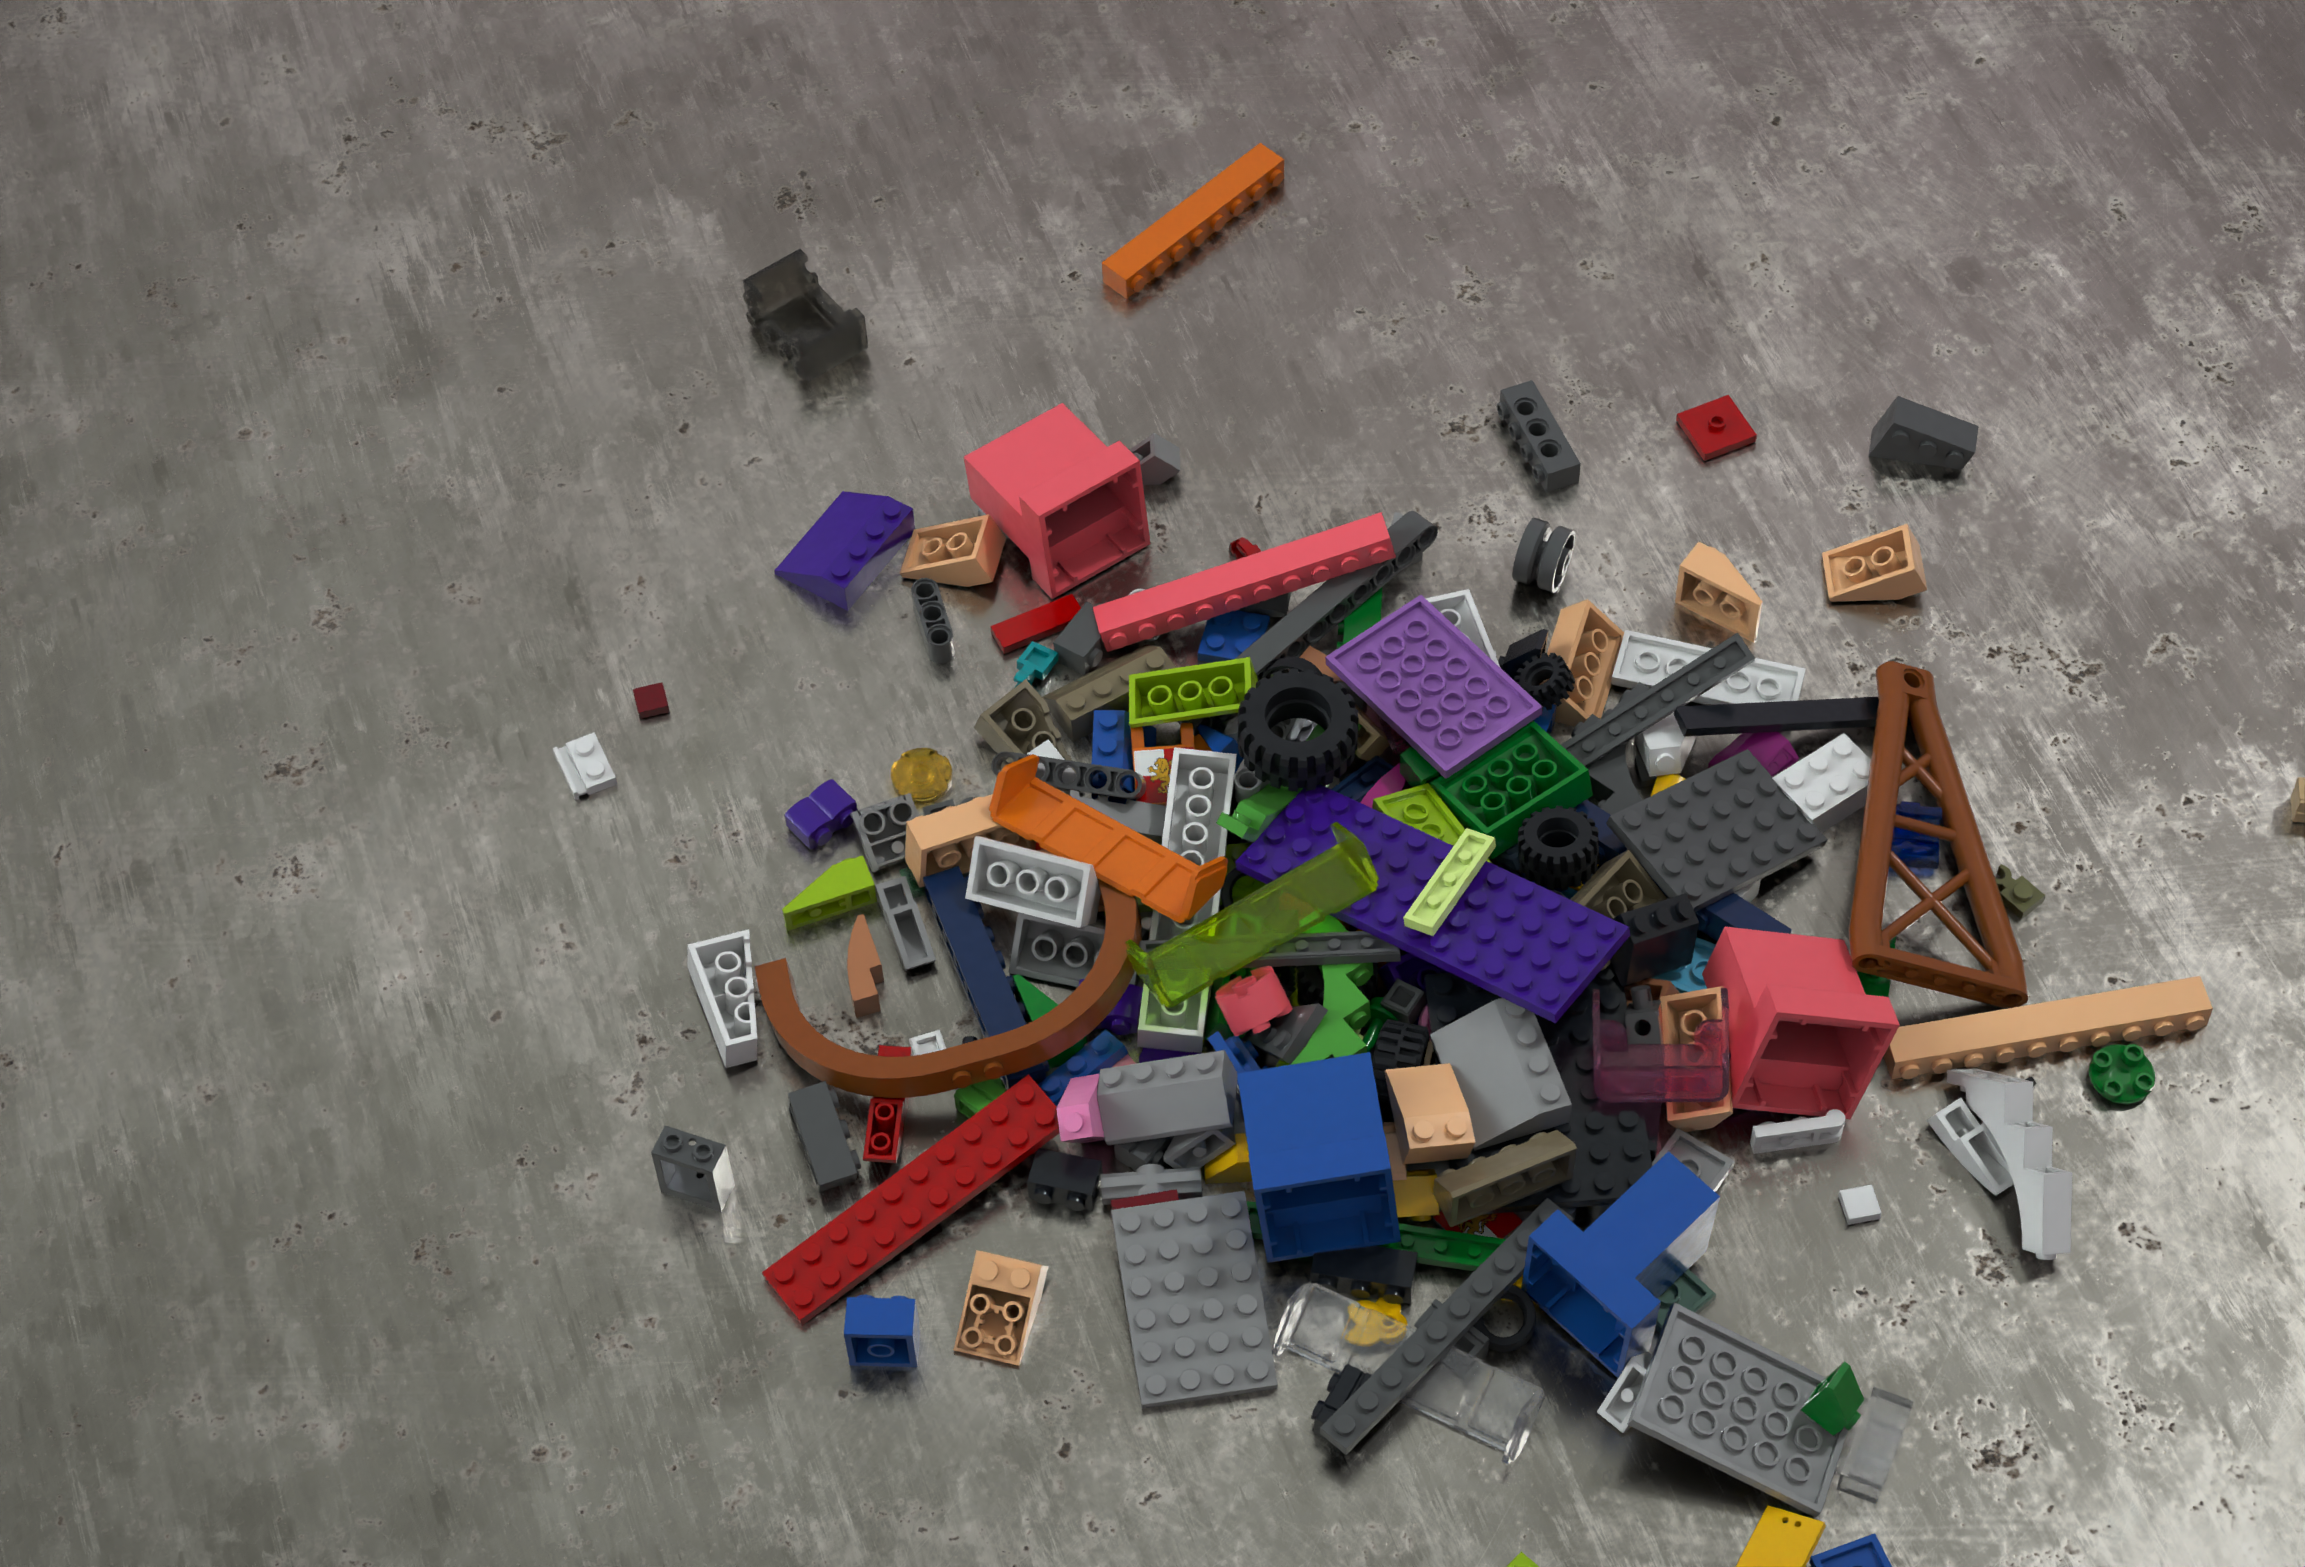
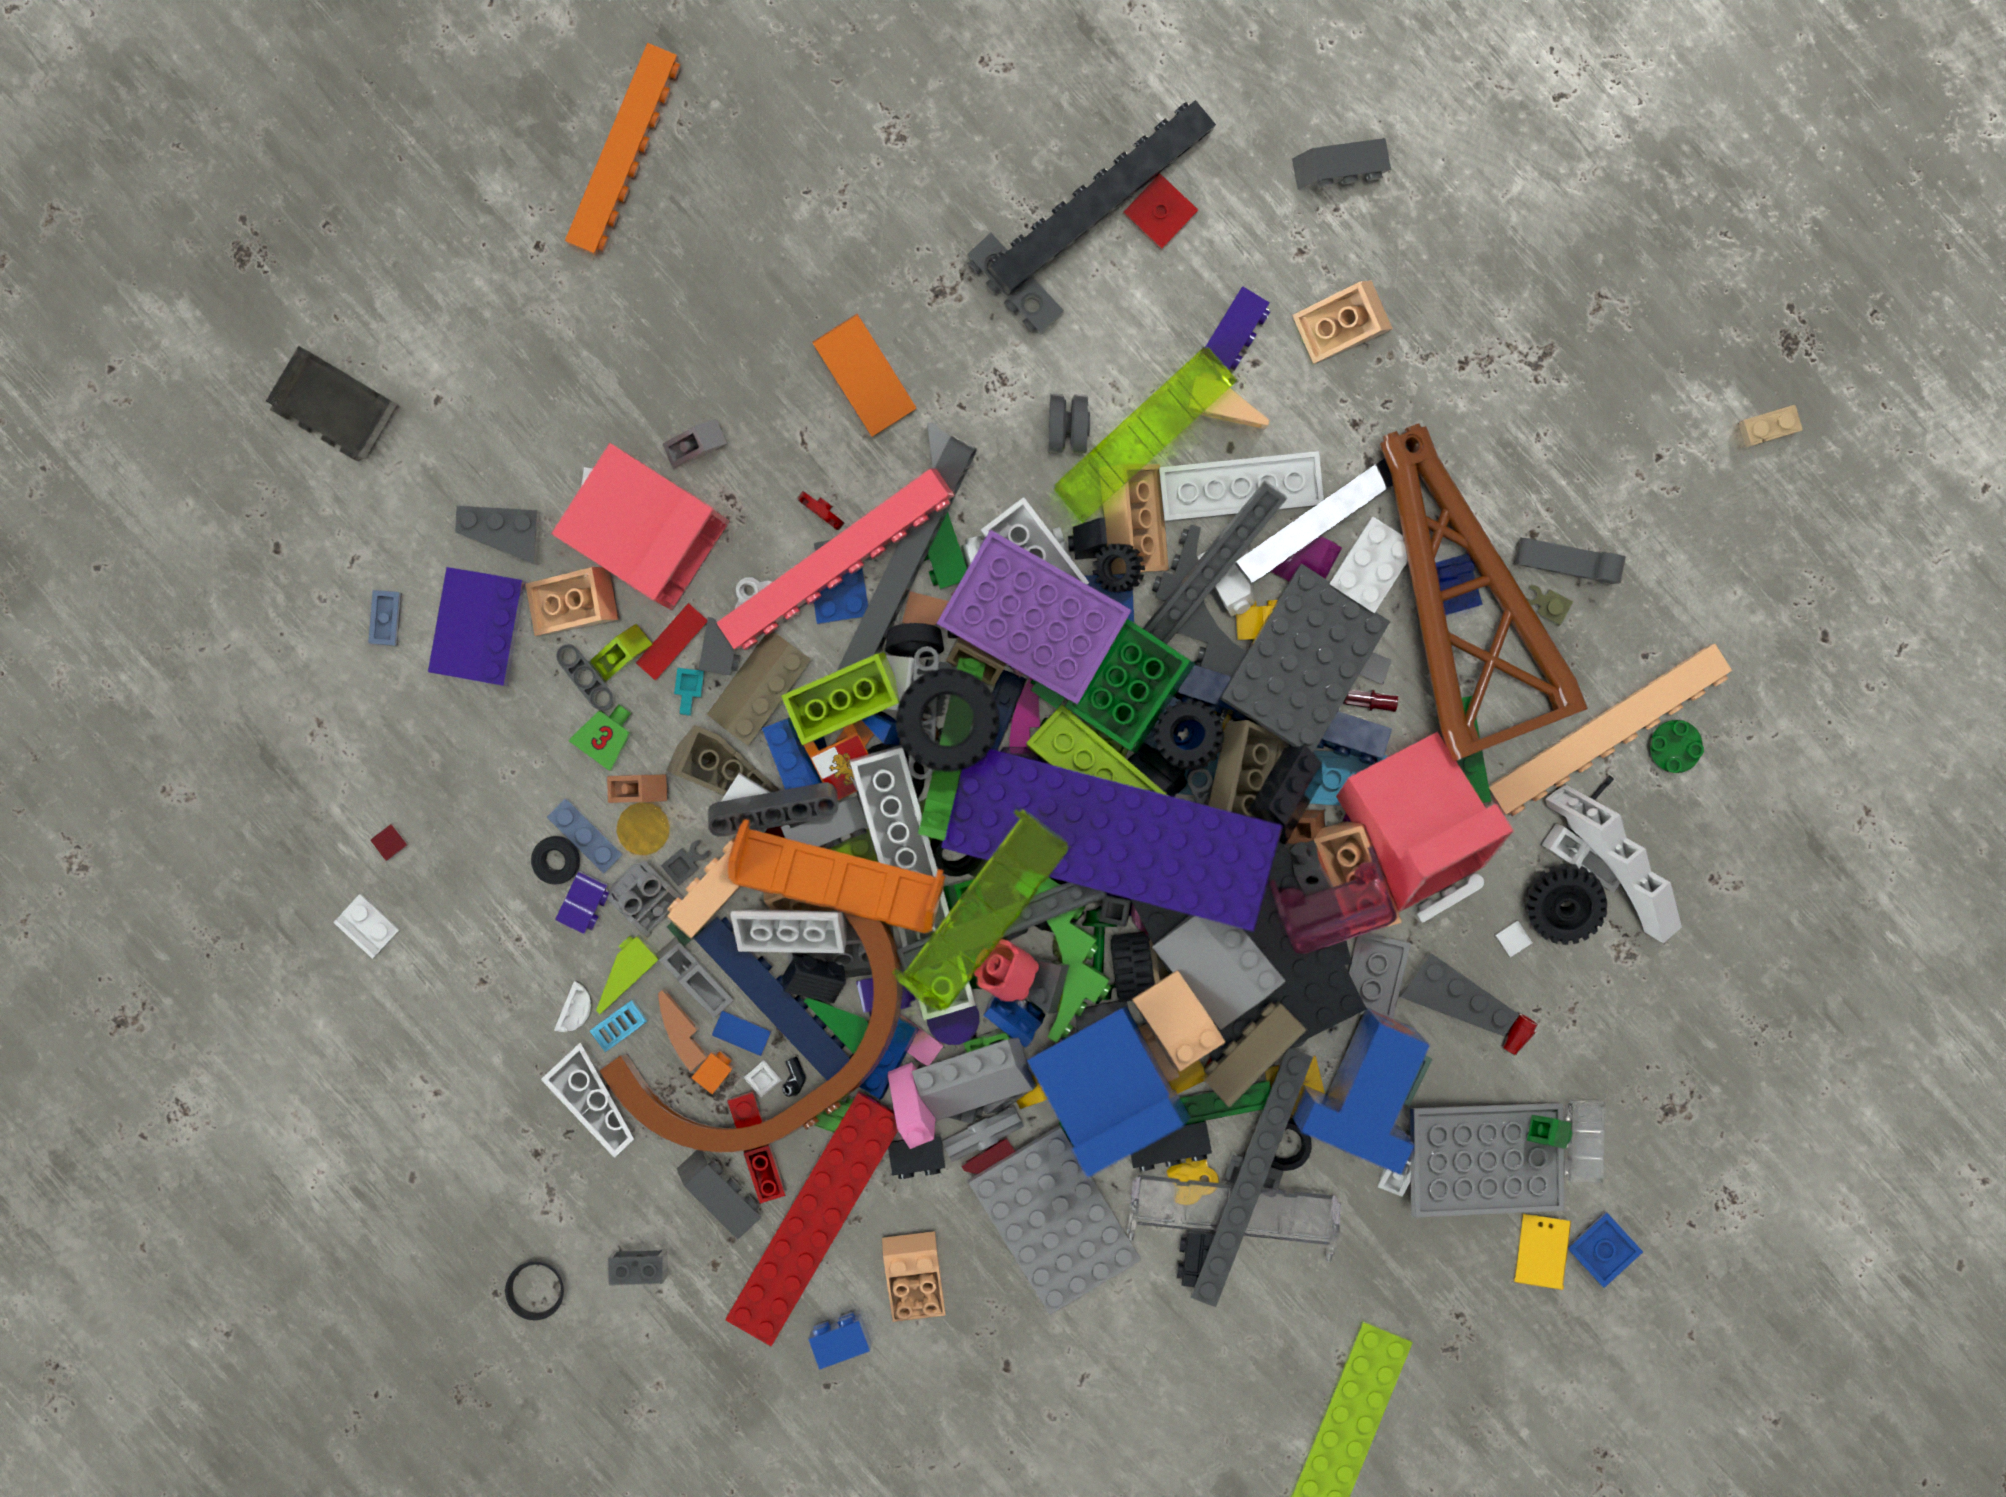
camera: 30 degrees left, 35 degrees up
(558, 1140) = (519, 1310): none -> black tyre
(756, 509) = (384, 617): none -> sand blue plate
(759, 912) = (575, 1009): none -> white plate
(805, 931) = (637, 1014): none -> medium azure slope
(807, 753) = (543, 871): none -> black tyre
(857, 761) = (584, 835): none -> sand blue plate
(878, 1018) = (713, 1071): none -> orange brick
(915, 470) = (502, 528): none -> dark grey wedge
(923, 677) = (604, 736): none -> bright green torso
(928, 997) = (741, 1033): none -> blue tile
(936, 729) = (637, 788): none -> nougat slope
(981, 608) = (621, 652): none -> lime slope
(1035, 956) = (814, 978): none -> black brick
(1348, 462) = (864, 375): none -> orange slope
(1449, 882) = (1126, 831): yellowish green plate -> none
(1622, 576) = (1145, 433): none -> clear neon green piece
(1658, 385) = (1101, 197): none -> black brick
(1759, 537) = (1237, 327): none -> dark purple brick
(1772, 1235) = (1451, 993): none -> dark grey wedge
(1783, 914) = (1372, 700): none -> dark red axle
(1791, 887) = (1376, 668): none -> light grey slope
(1832, 1302) = (1519, 1034): none -> red cone
(1942, 1150) = (1568, 922): none -> black wheel
(2057, 856) = (1570, 561): none -> dark grey beam

